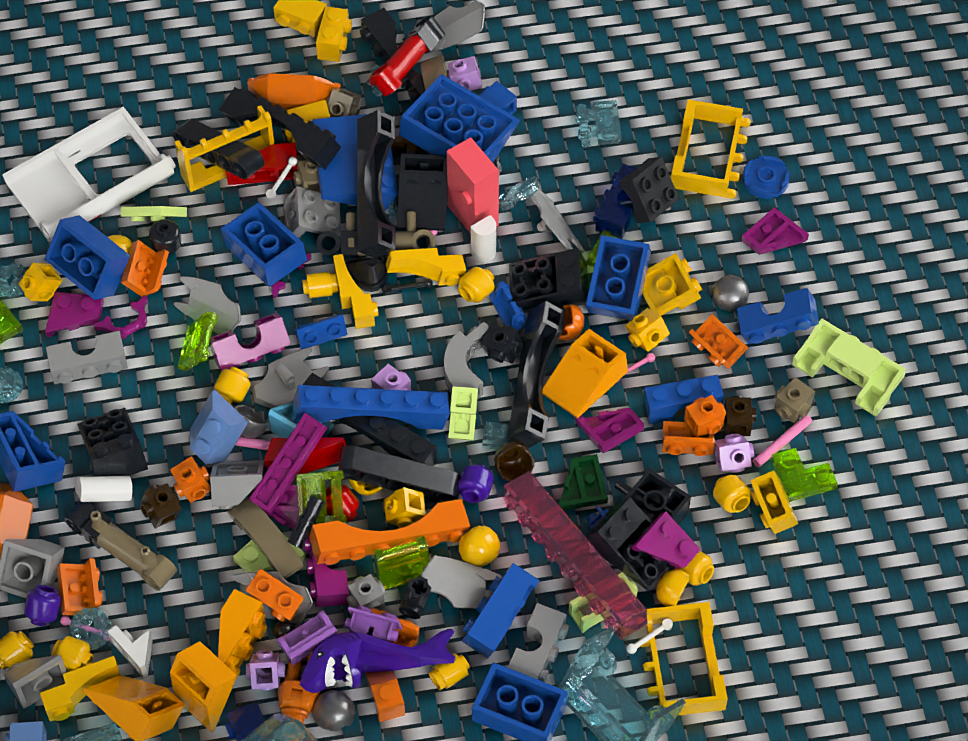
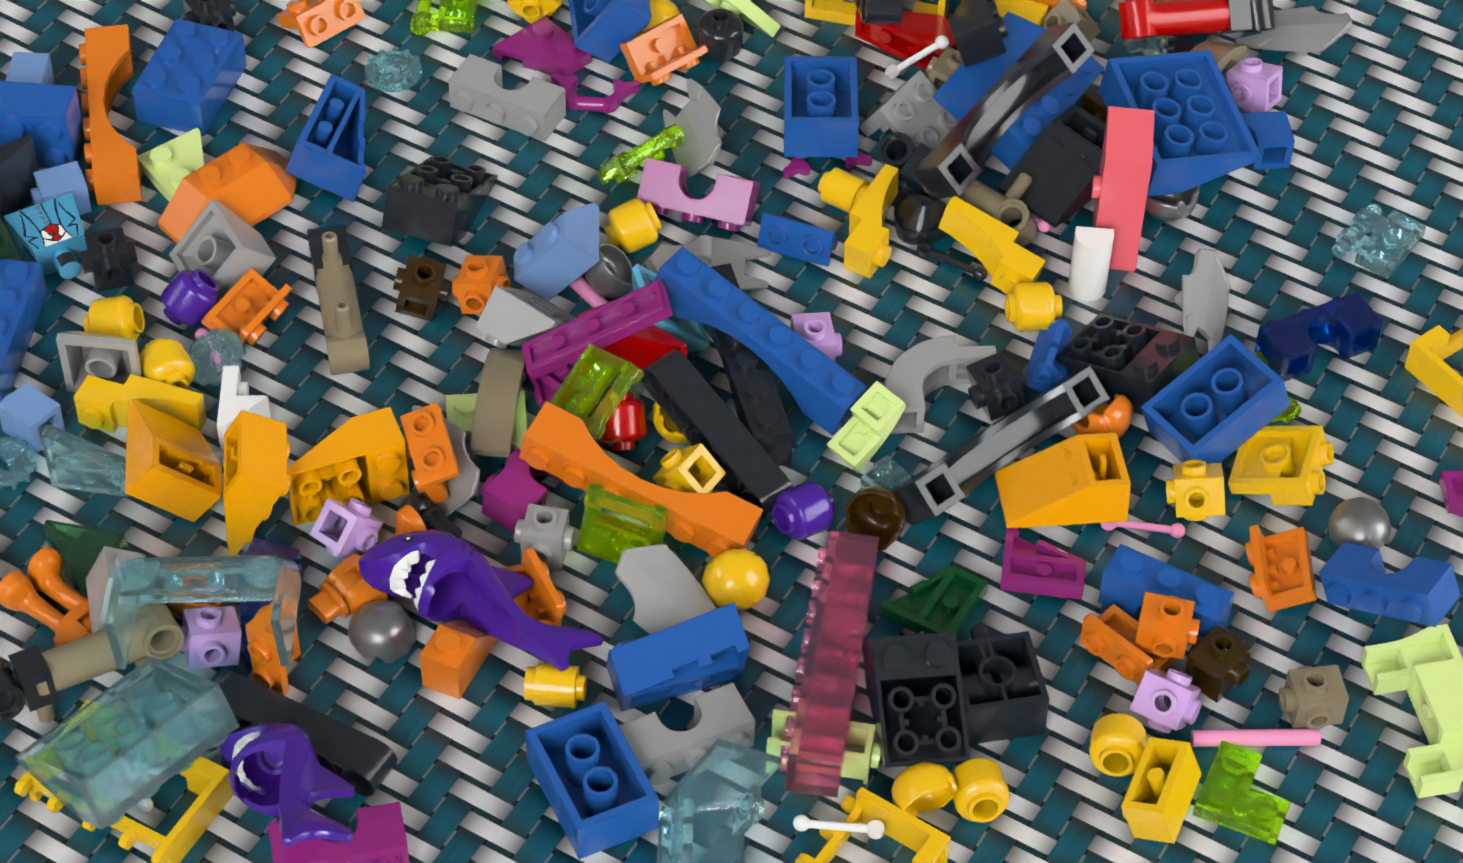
camera: 40 degrees right, 10 degrees down
(104, 488) = (378, 228): white brick -> none
(306, 521) = (559, 395): black pin -> none
(306, 638) = (399, 517): medium lavender hinge -> none
(383, 625) = (521, 571): medium lavender hinge -> none
(415, 598) = (596, 574): black piece -> none
(518, 192) = (1187, 242): clear light blue tile -> none
(650, 189) = (1361, 338): black brick -> none
(667, 542) = (957, 721): magenta wing -> none

